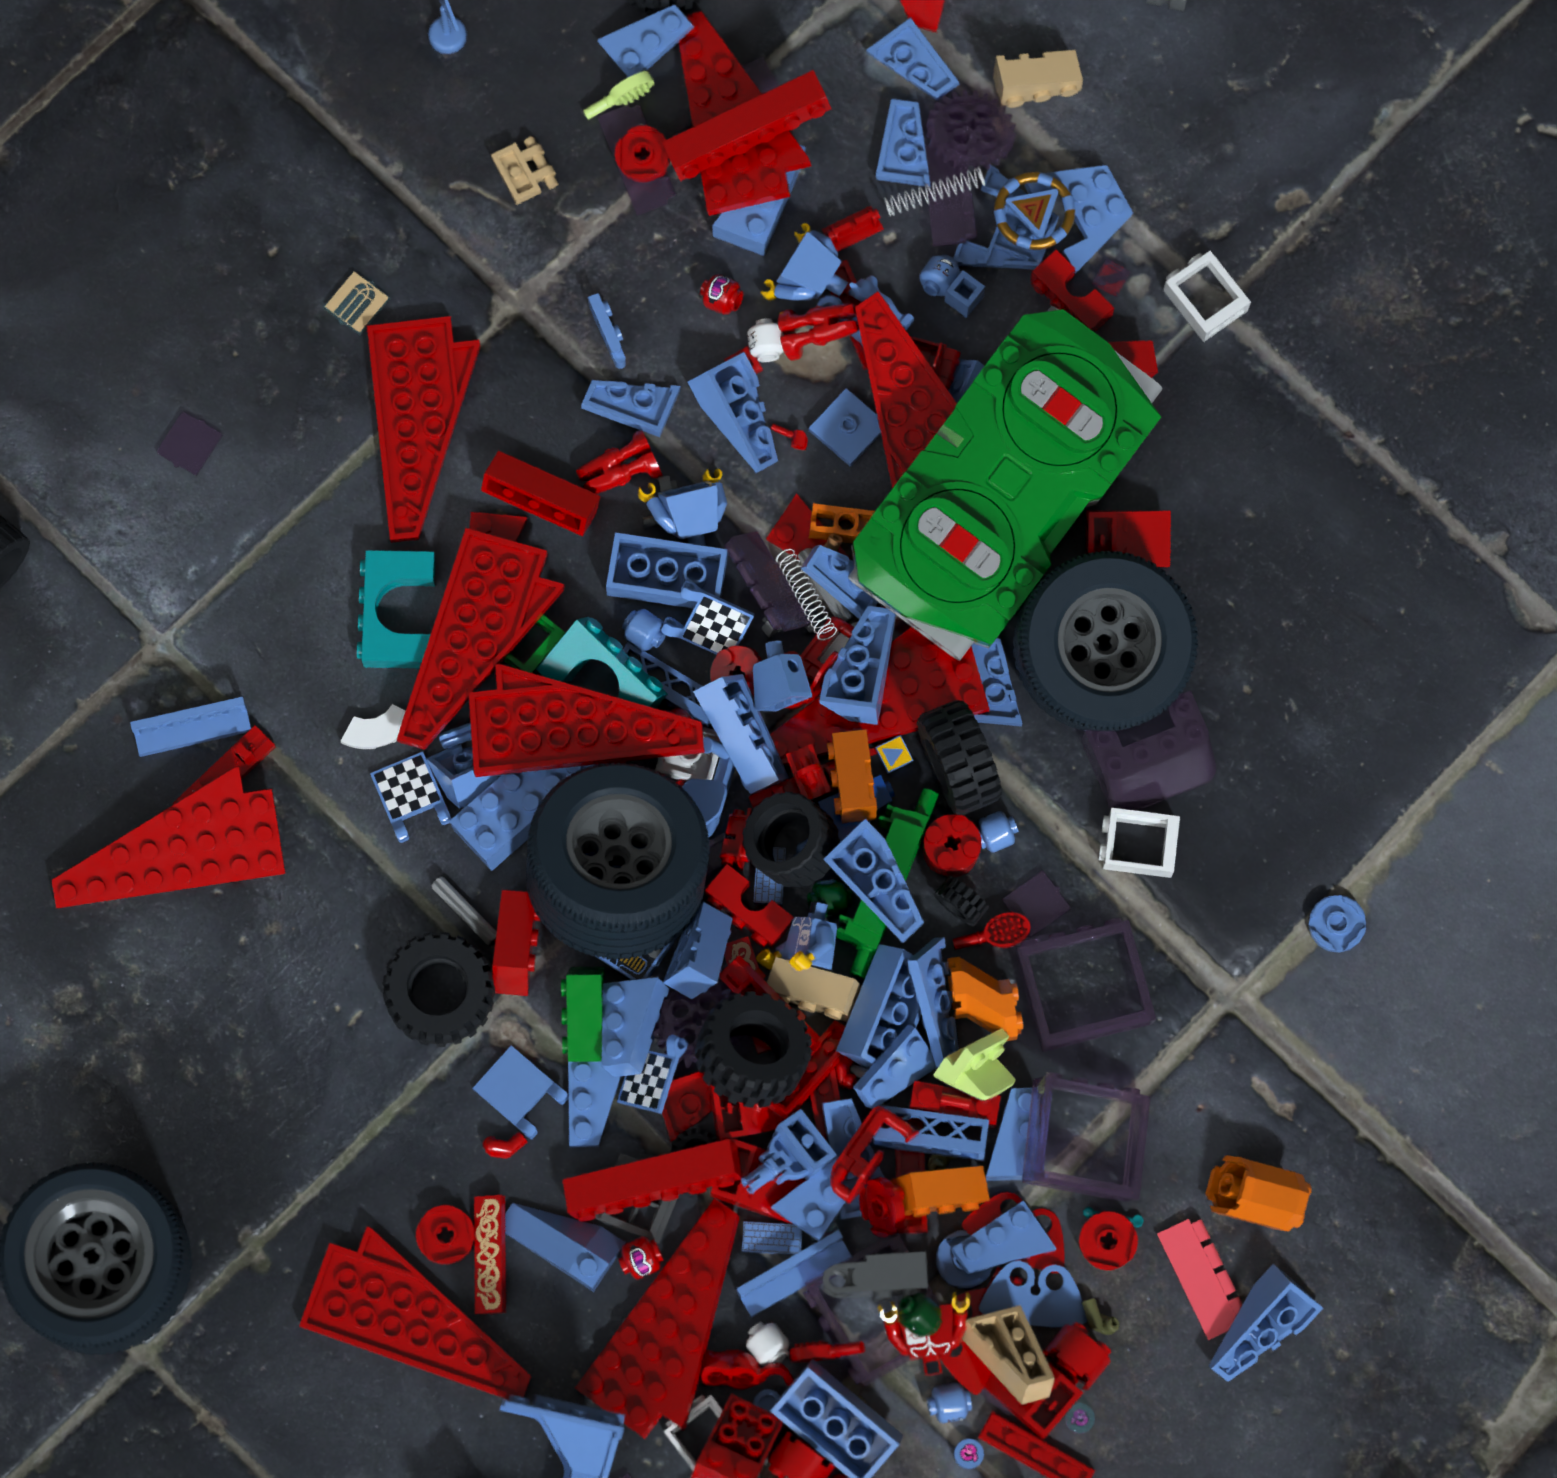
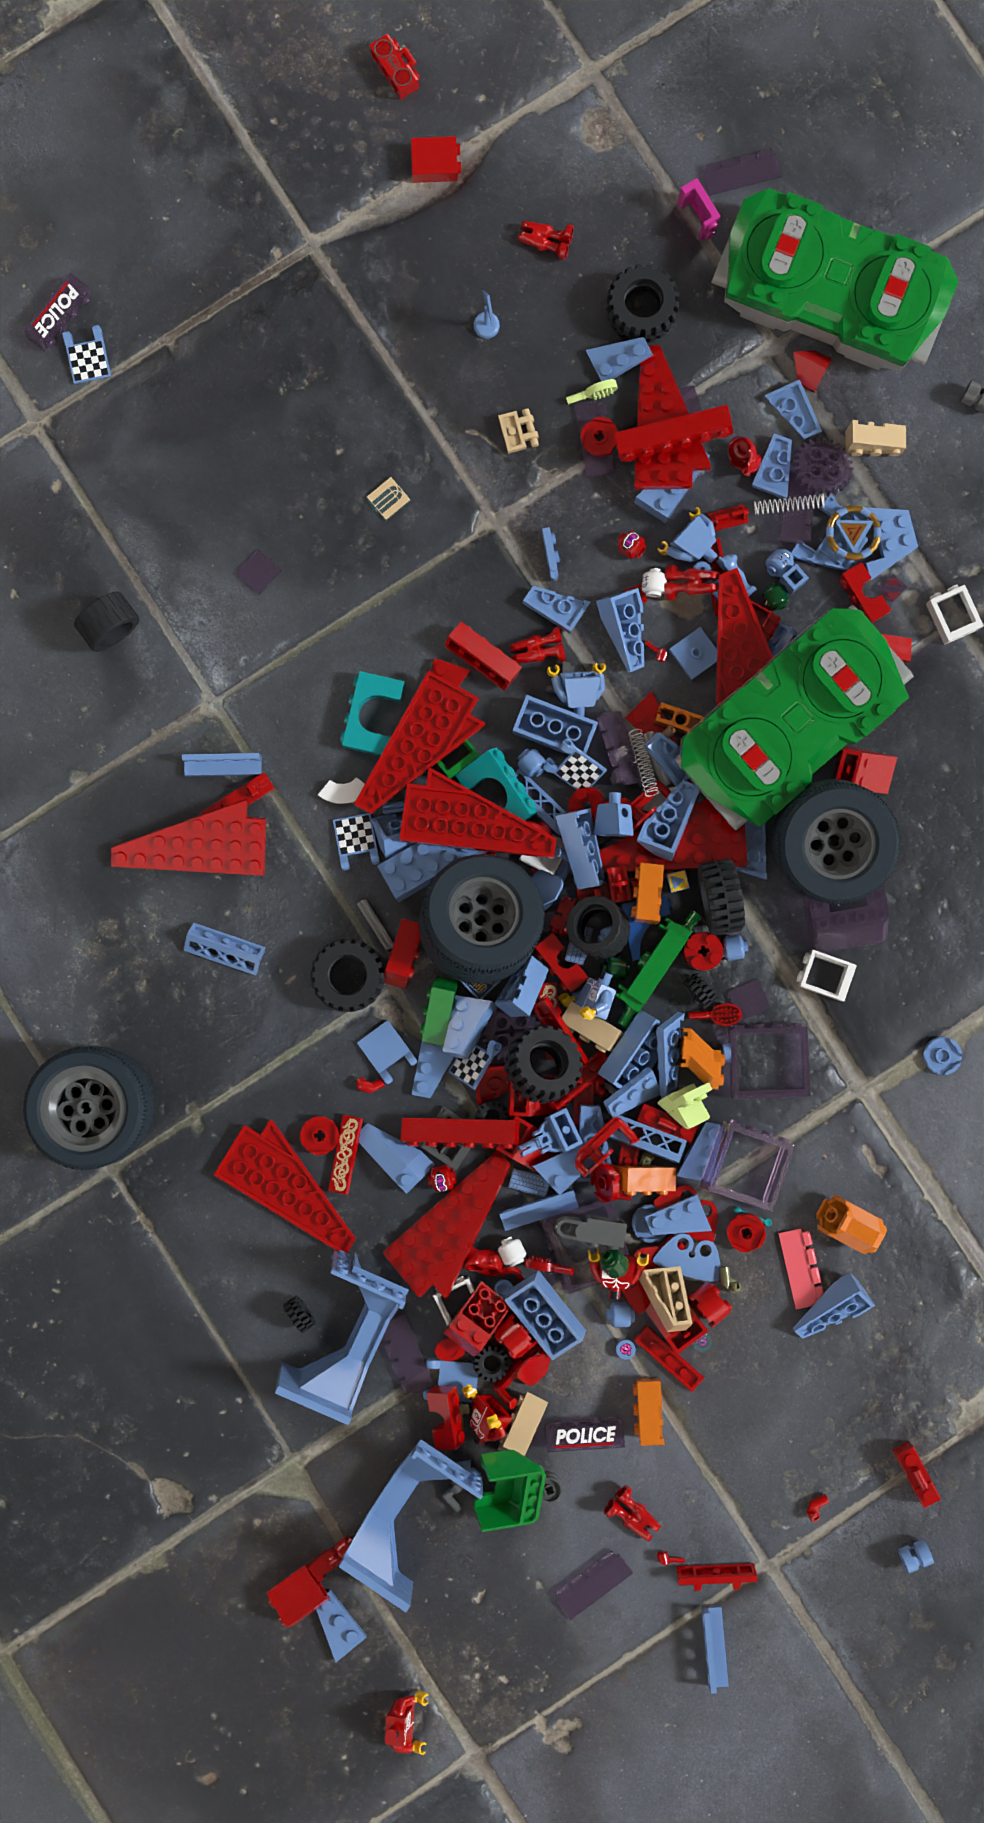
camera: 10 degrees right, 10 degrees up
(247, 986) = (224, 945): none -> medium blue fence
(418, 398) = (415, 574): red wing -> none
(855, 137) = (743, 455): none -> red hair
(874, 876) = (647, 966): medium blue wedge -> none
(945, 324) = (775, 597): none -> dark green head
(1019, 978) = (726, 1050): none -> medium blue tile

